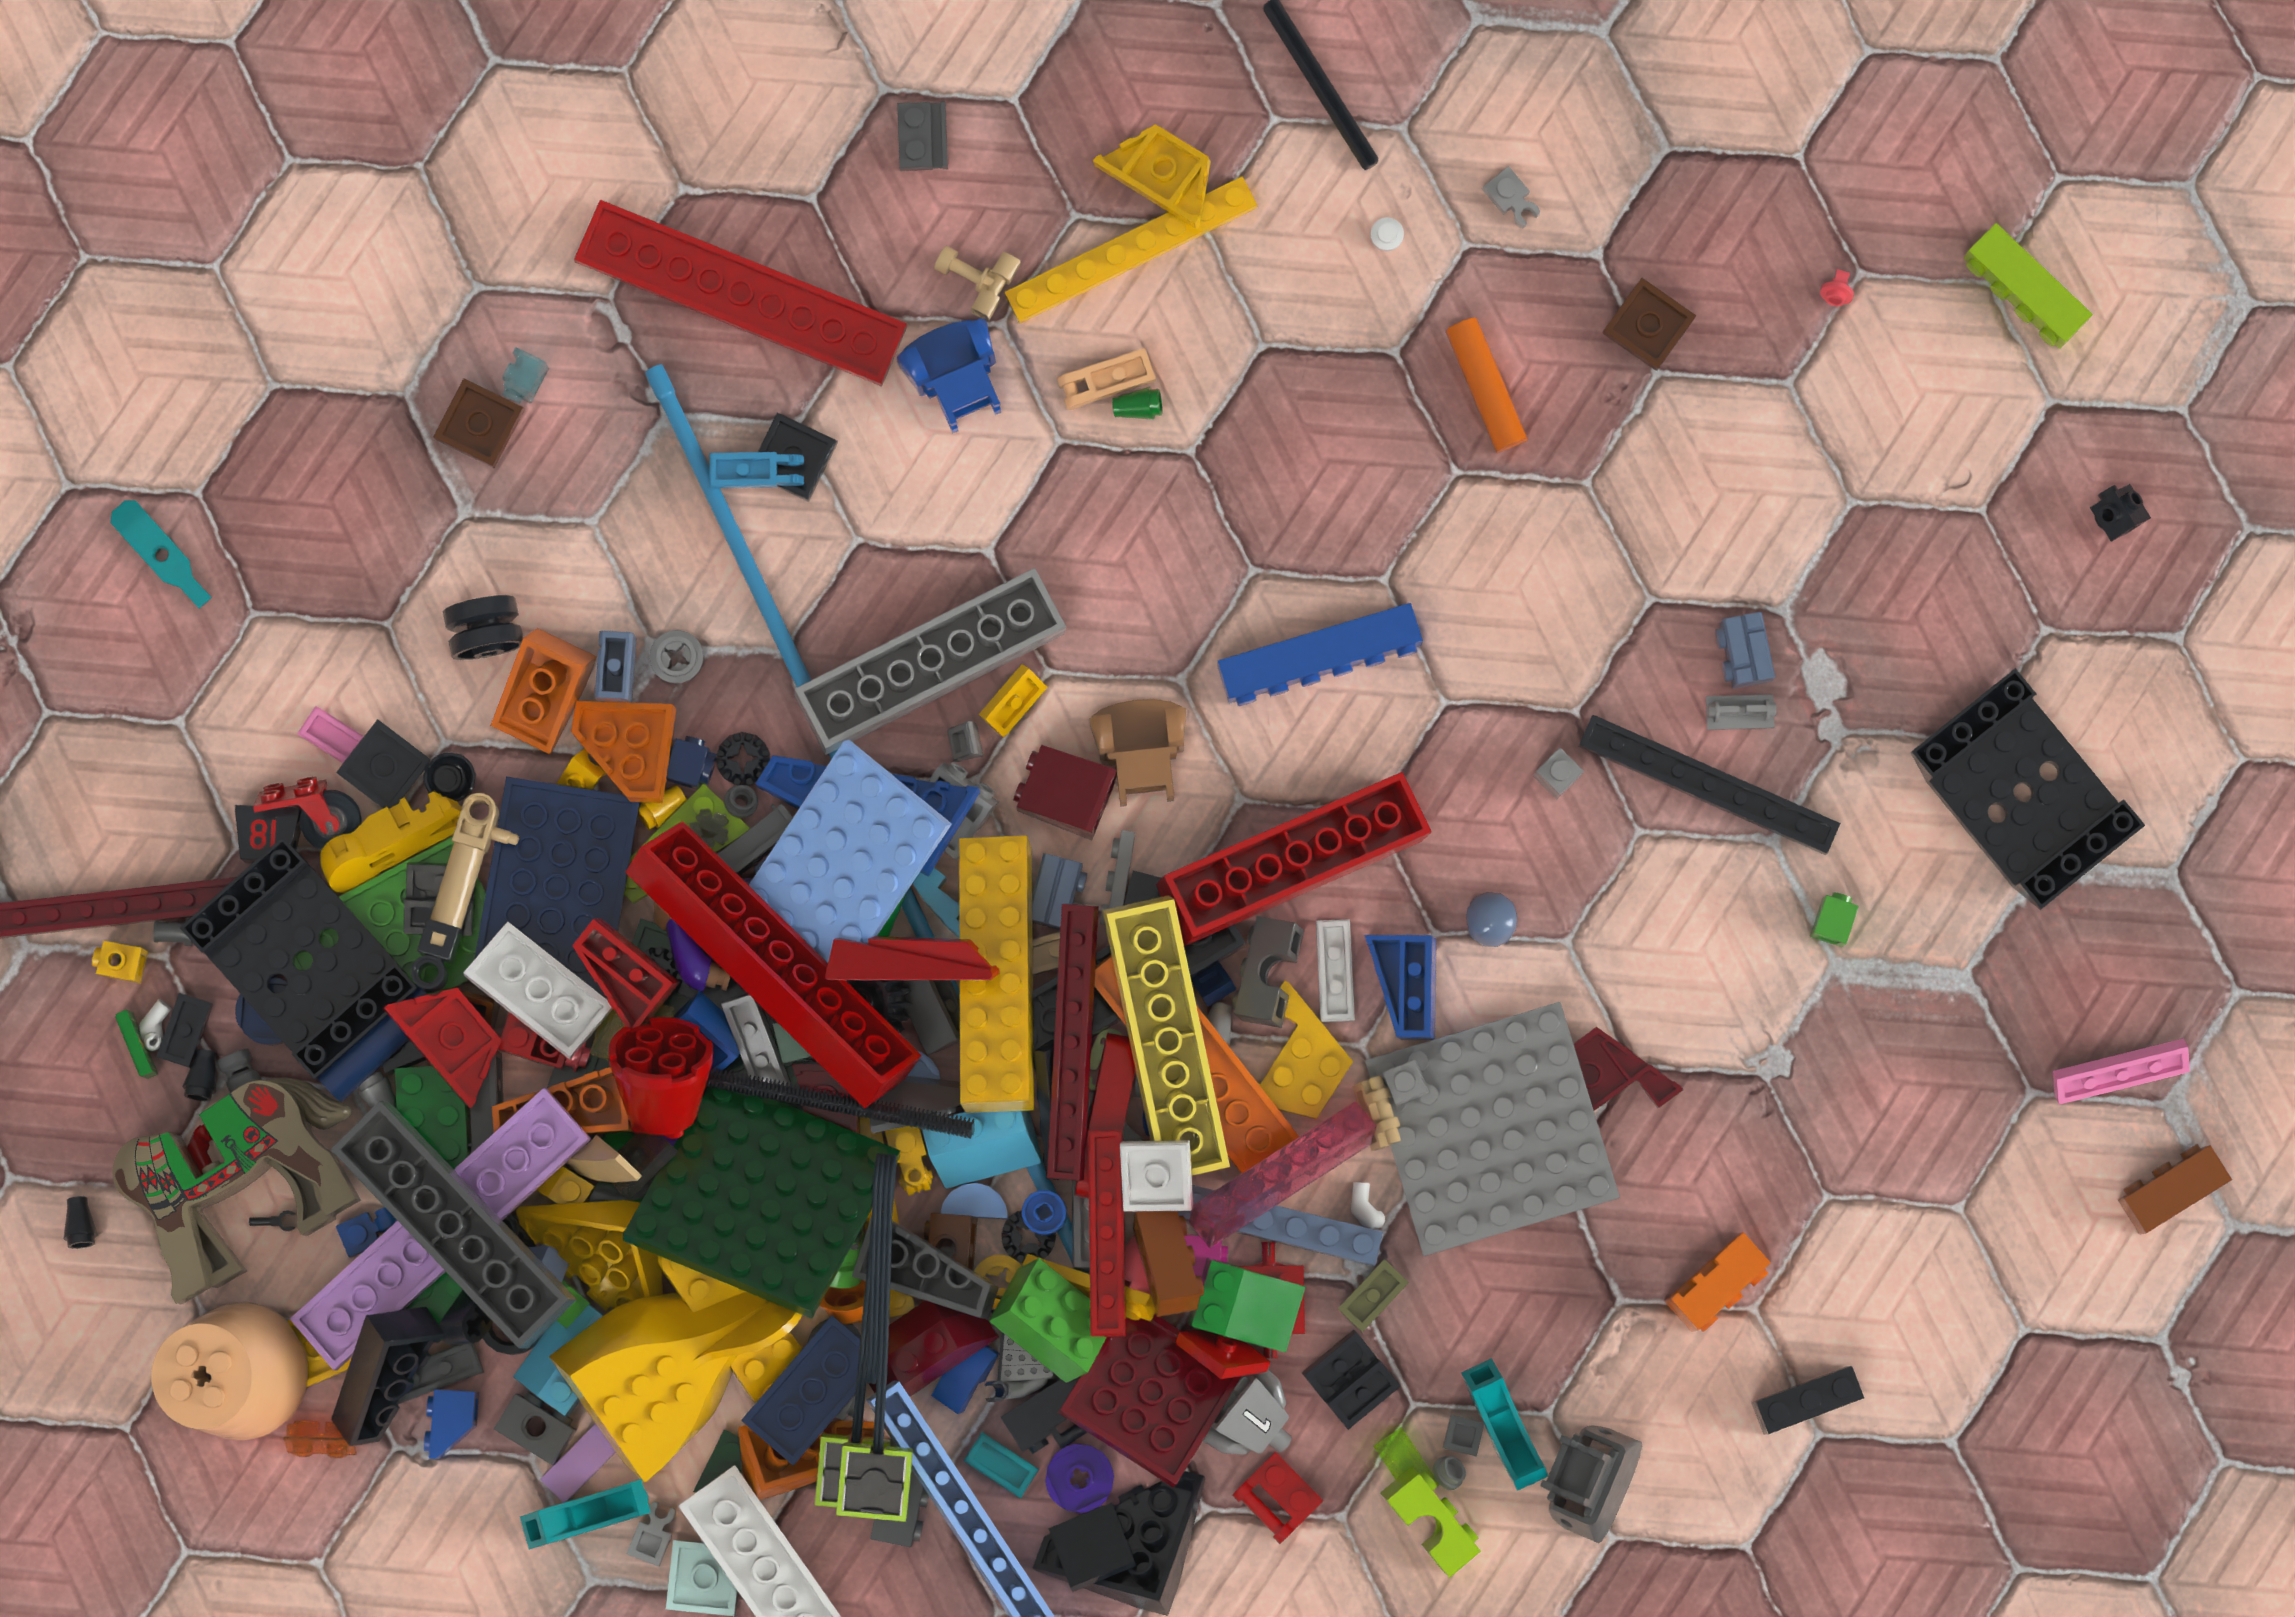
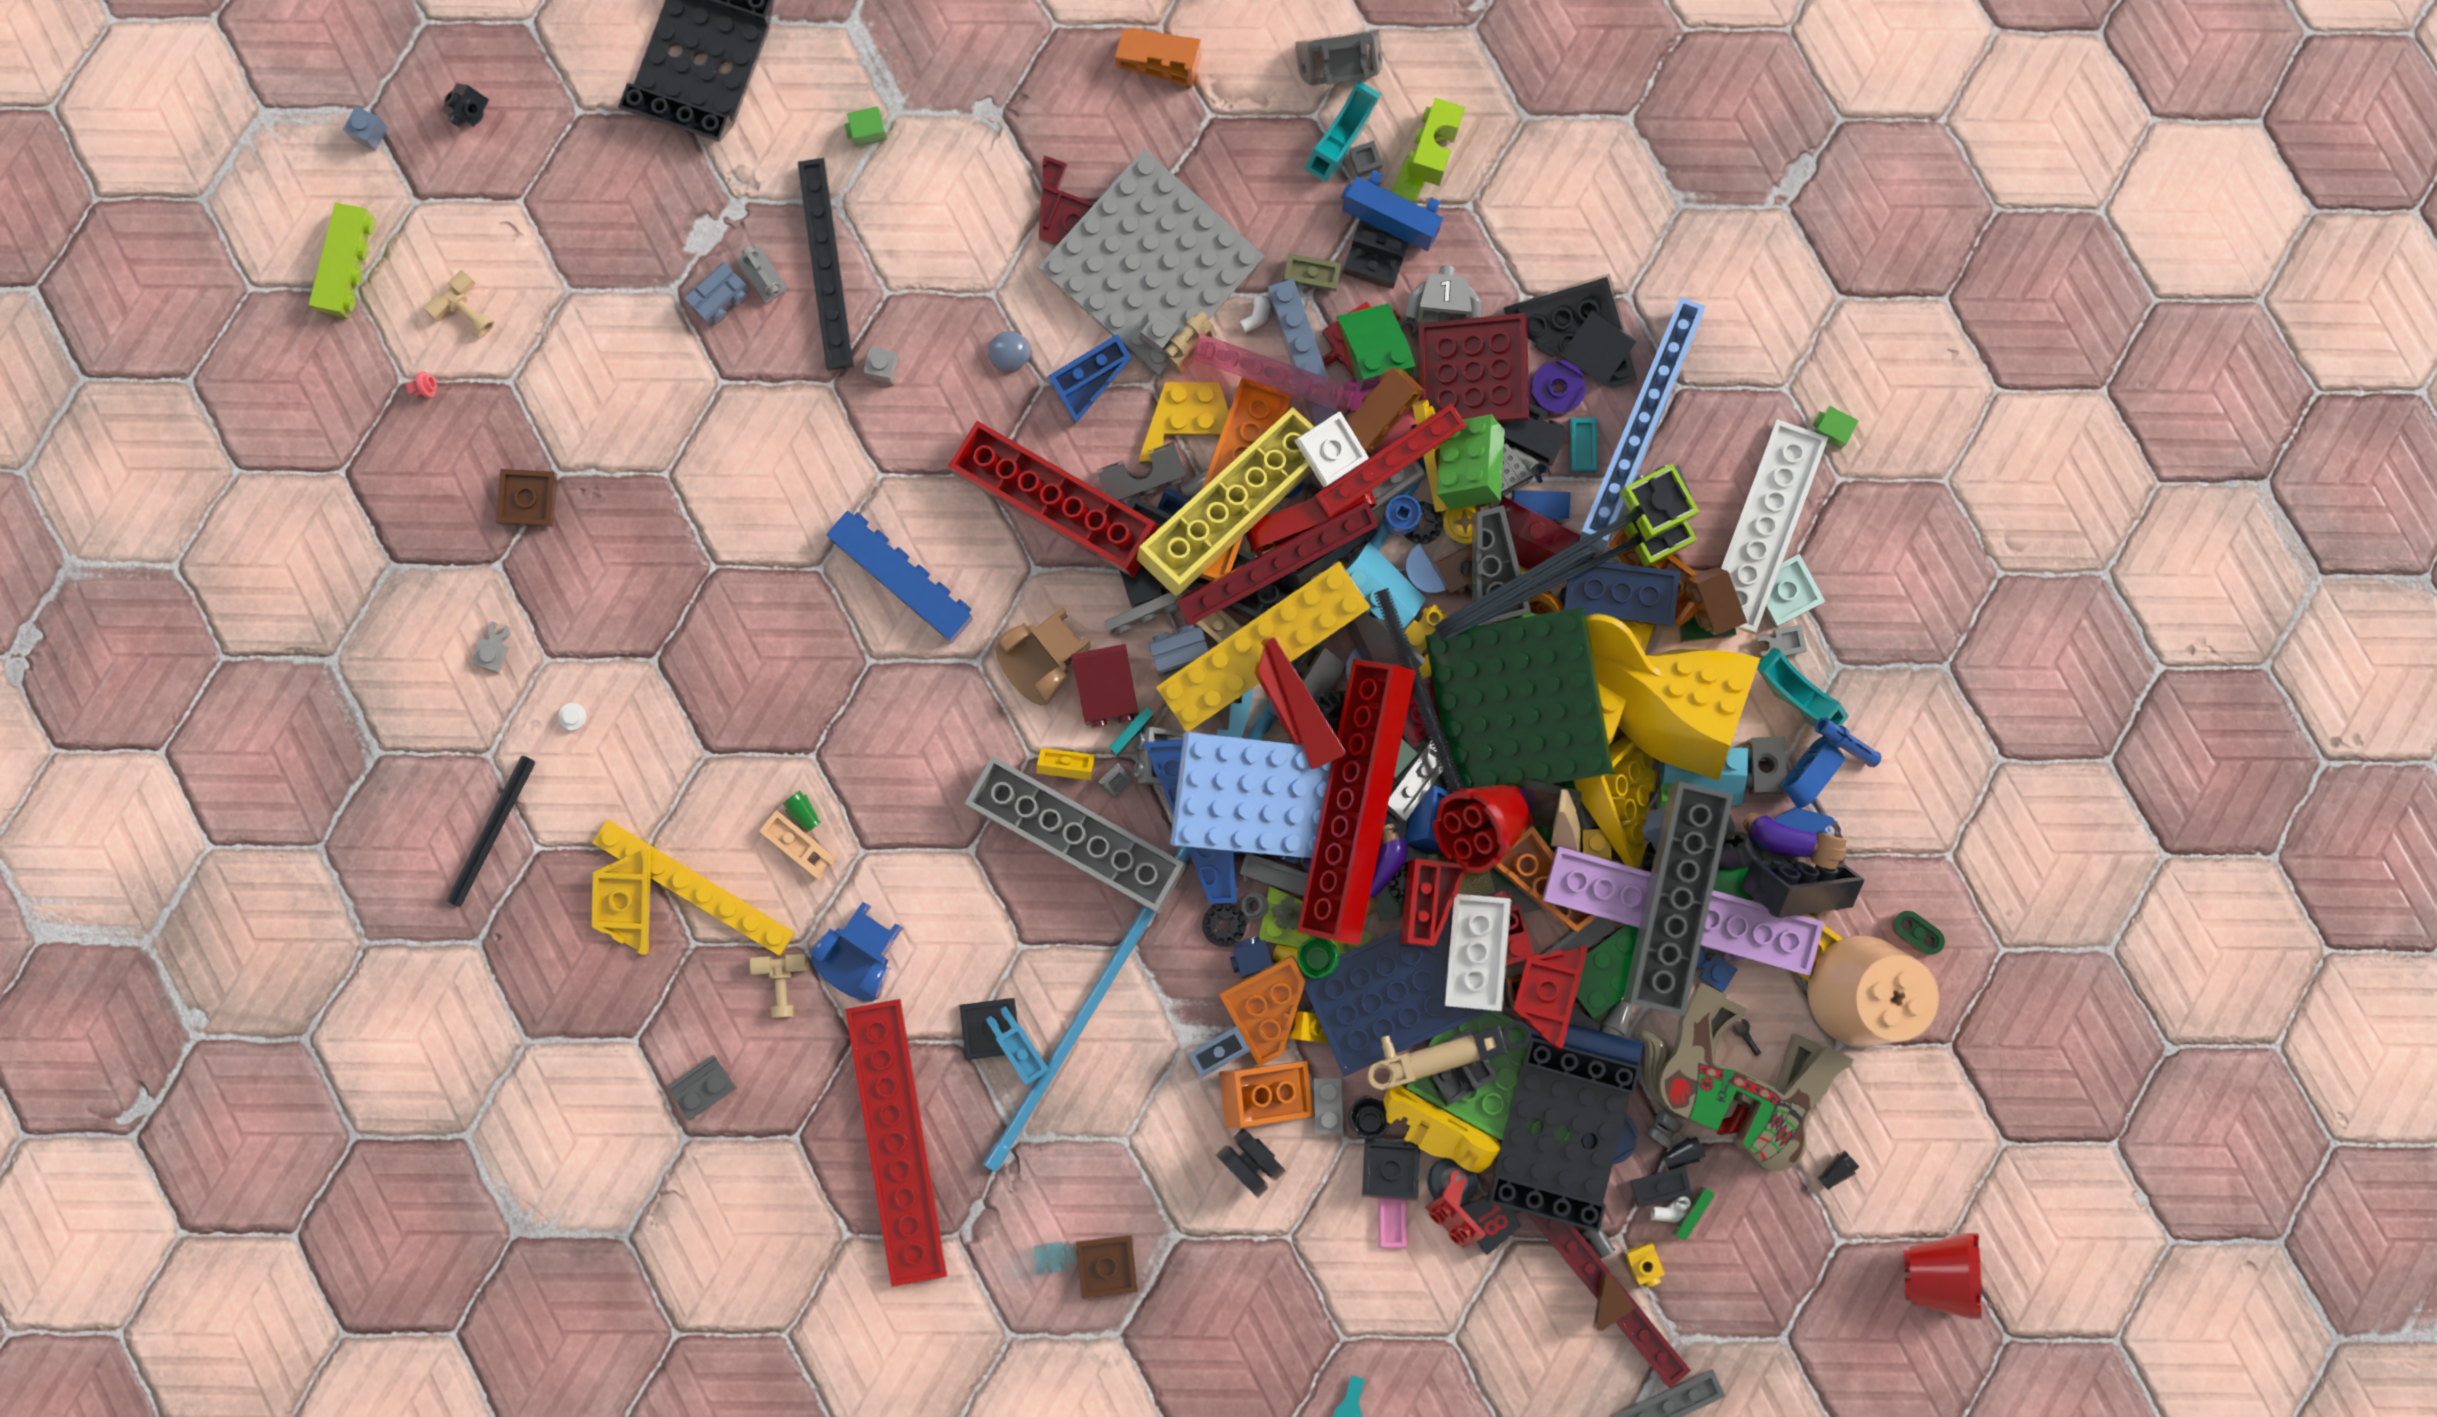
camera: 125 degrees left, 0 degrees up
(102, 899) = (1611, 1303): none -> reddish brown slope
(261, 1472) = (1917, 932): none -> dark green plate
(304, 1440) = (1875, 915): clear orange hinge -> none
(447, 1384) = (1783, 840): none -> dark purple piece
(490, 746) = (1328, 1106): none -> light grey plate
(496, 1470) = (1812, 772): none -> blue beam
(525, 1511) = (1840, 737): none -> blue pin
(578, 1464) = (1769, 722): lavender tile -> none
(640, 823) = (1318, 957): none -> green hair
(673, 642) = (1172, 1008): light grey gear -> none
(734, 1476) = (1715, 601): none -> reddish brown brick
(1002, 789) = (1131, 731): none -> teal tile
(1222, 1354) = (1421, 337): red plate -> none
(1286, 1489) = (1475, 252): red plate -> none
(1335, 970) = (1111, 433): white tile -> none
(1383, 1422) = (1391, 212): none -> blue brick
(1449, 1472) = (1395, 152): light grey plate -> none
(1486, 384) = (639, 582): orange brick -> none
(1911, 376) = (455, 300): none -> tan bar
(2159, 395) = (365, 128): none -> sand blue brick

